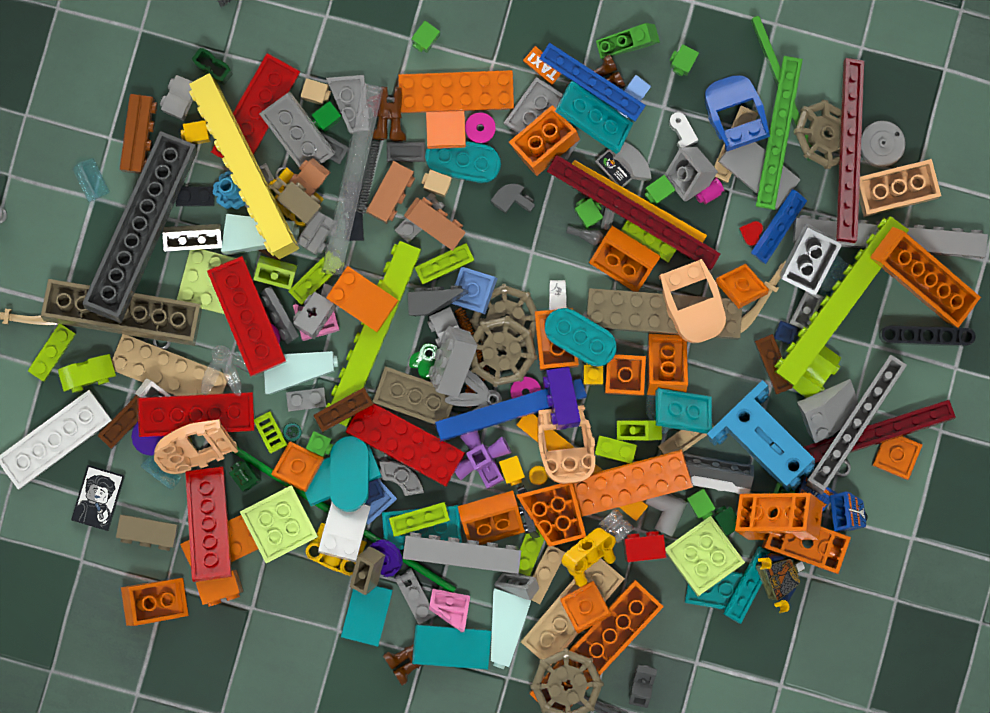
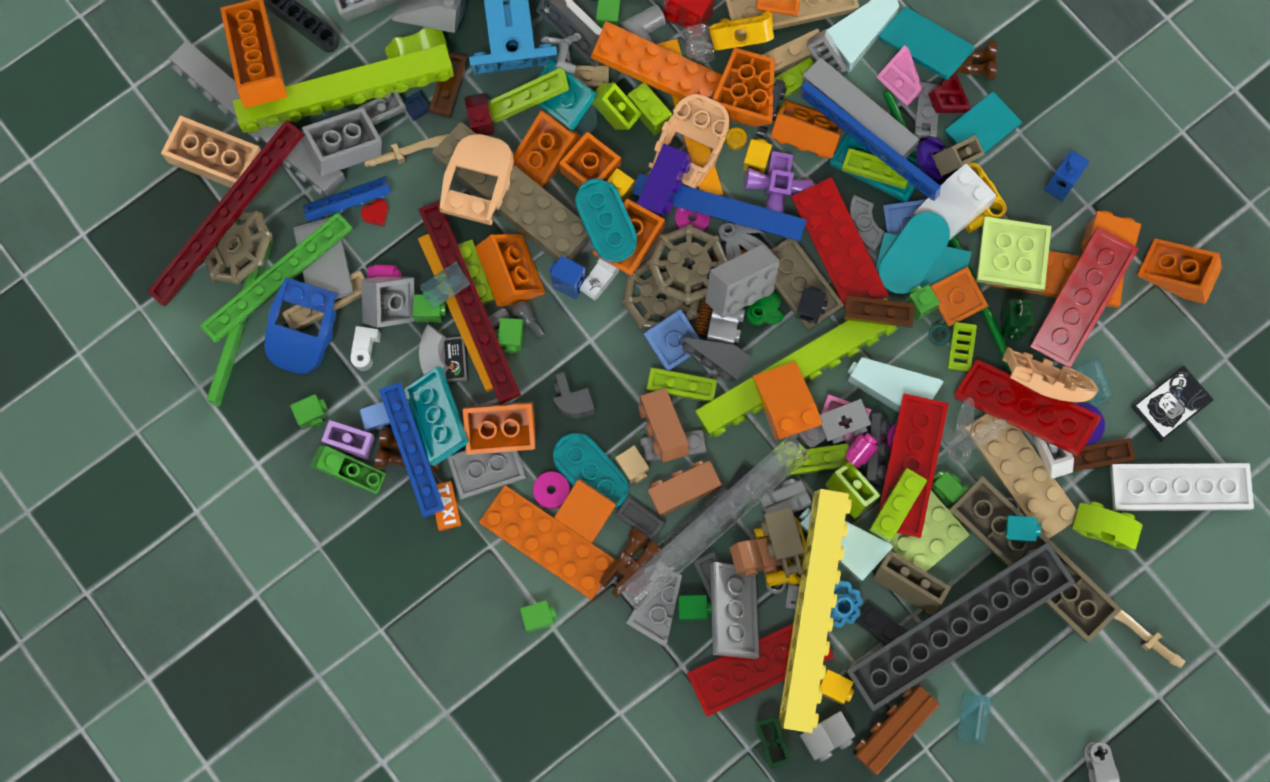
camera: 140 degrees left, 10 degrees down
(51, 352) = (1129, 573): lime plate -> none
(142, 320) = (1022, 528): none -> teal brick
(147, 532) = (1145, 337): dark tan brick -> none
(212, 323) = (948, 487): none -> bright green brick
(236, 277) = (897, 505): none -> lime brick
(281, 616) = (1069, 173): none -> blue torso
(287, 302) = (861, 449): none -> dark pink brick
(306, 399) = (905, 354): light grey plate -> none
(315, 92) = (686, 640): tan brick -> none
(375, 491) = (899, 222): dark blue tile -> none
(394, 383) = (811, 304): none -> black brick
(406, 616) = (949, 97): none -> dark red wing
(437, 531) = (870, 141): none -> blue tile
(578, 280) = (567, 276): none -> blue brick
(641, 59) = (349, 440): none -> lavender brick
(658, 210) = (444, 285): none -> clear light blue slope
(706, 444) = (563, 58): none -> light grey piece
(707, 392) = (528, 95): none -> lime plate
(736, 358) = (479, 114): none -> dark red slope
(742, 286) = (422, 167): orange tile -> none
(882, 144) = (192, 203): light grey wheel -> none

